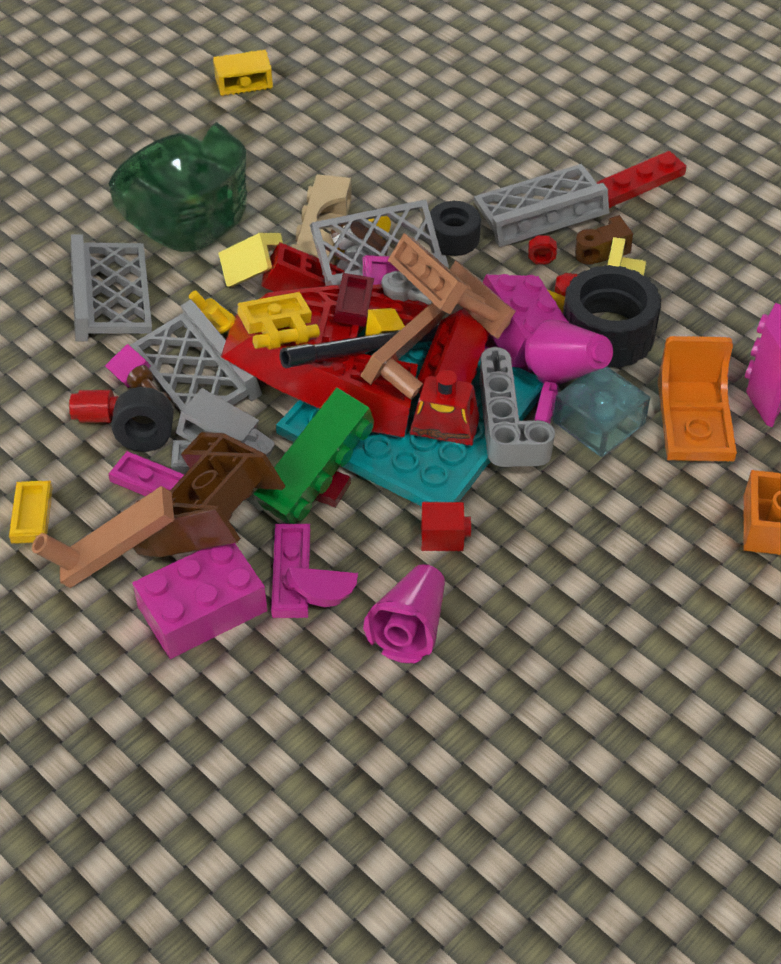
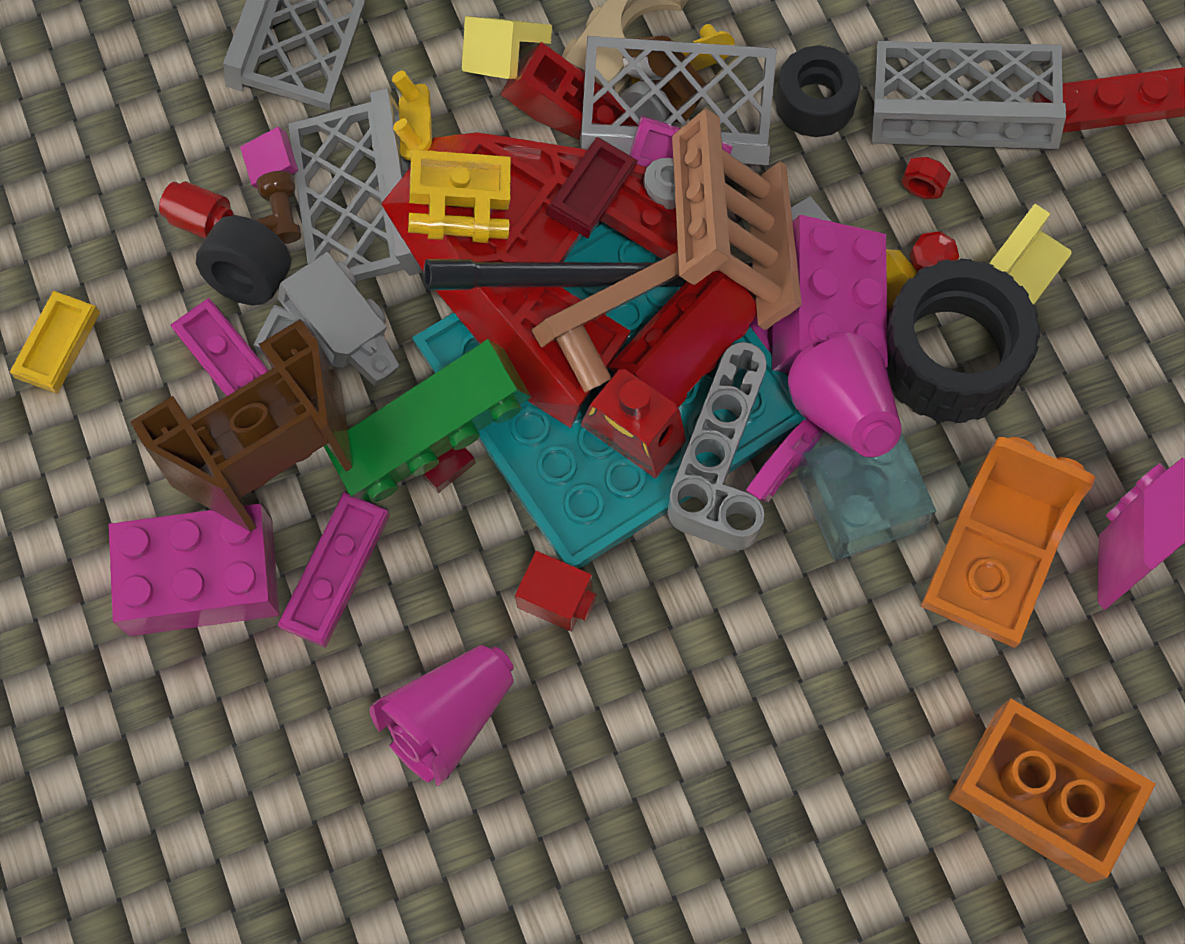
camera: 25 degrees right, 20 degrees up
(109, 540) = (102, 447): nougat piece -> none
(322, 587) = (356, 619): dark pink tile -> none
(383, 321) = (615, 242): yellow slope -> none
(595, 245) = (1008, 197): reddish brown leg -> none

